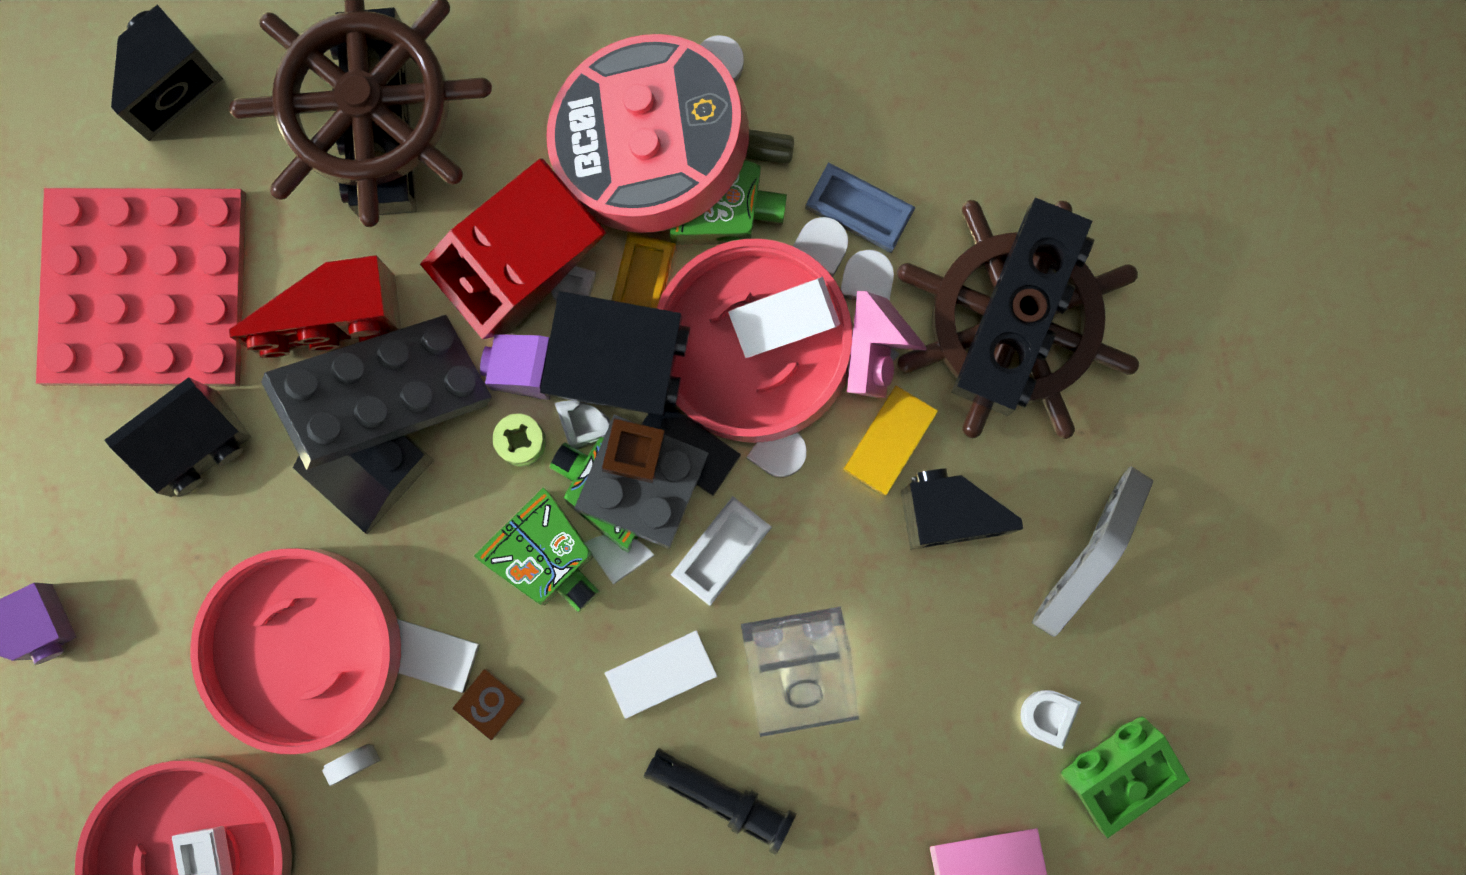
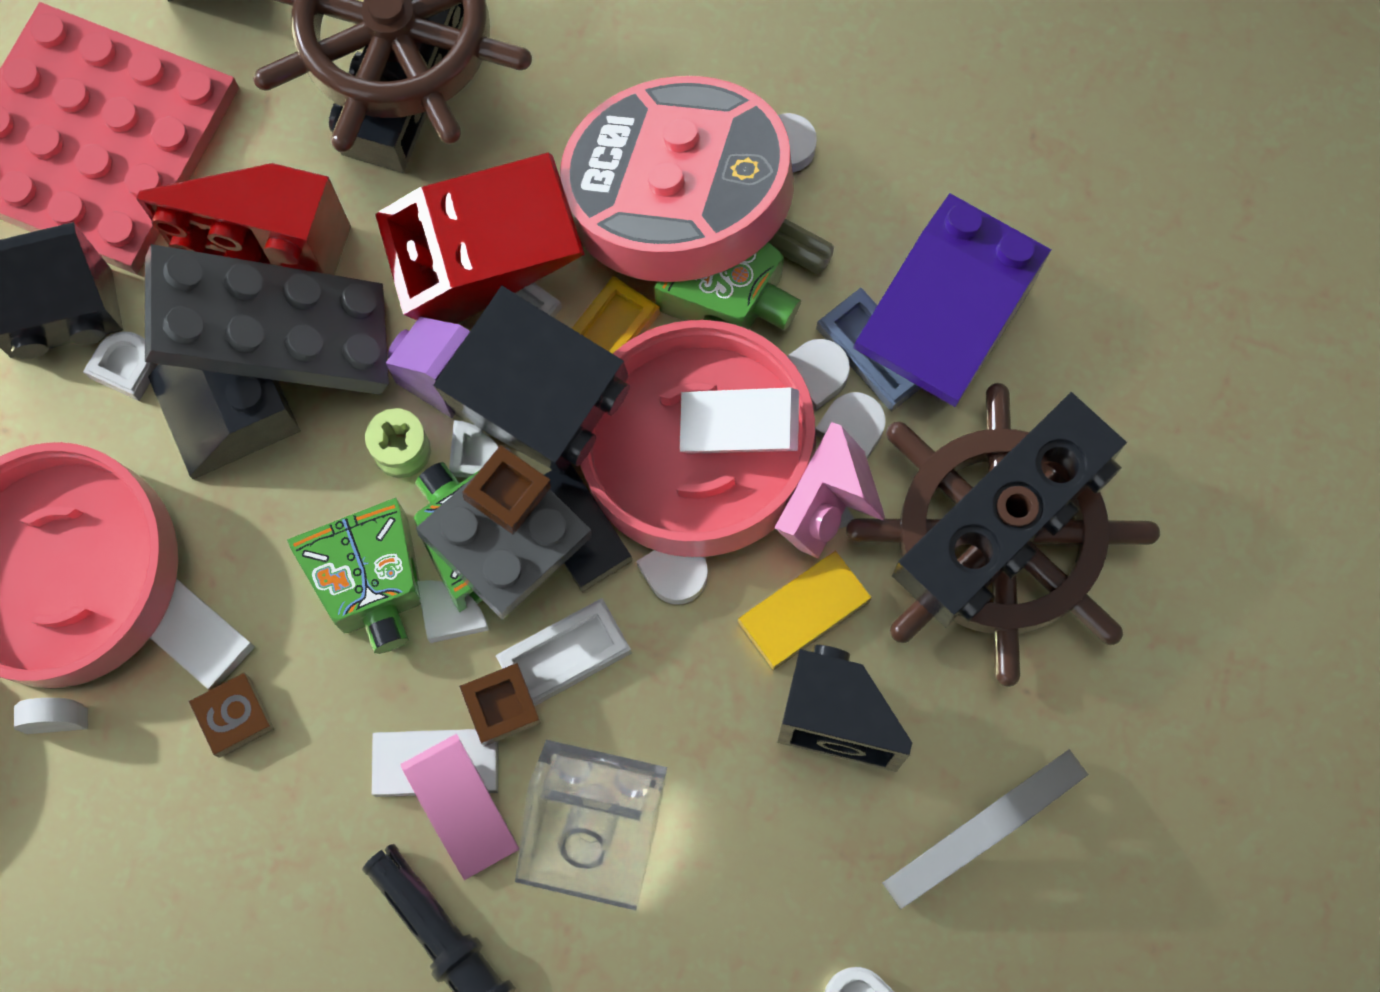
camera: 25 degrees right, 10 degrees down
(267, 465) = (121, 364): none -> white tile
(693, 611) = (500, 704): none -> reddish brown tile
(697, 701) = (459, 806): none -> bright pink slope
(907, 147) = (952, 299): none -> dark purple slope

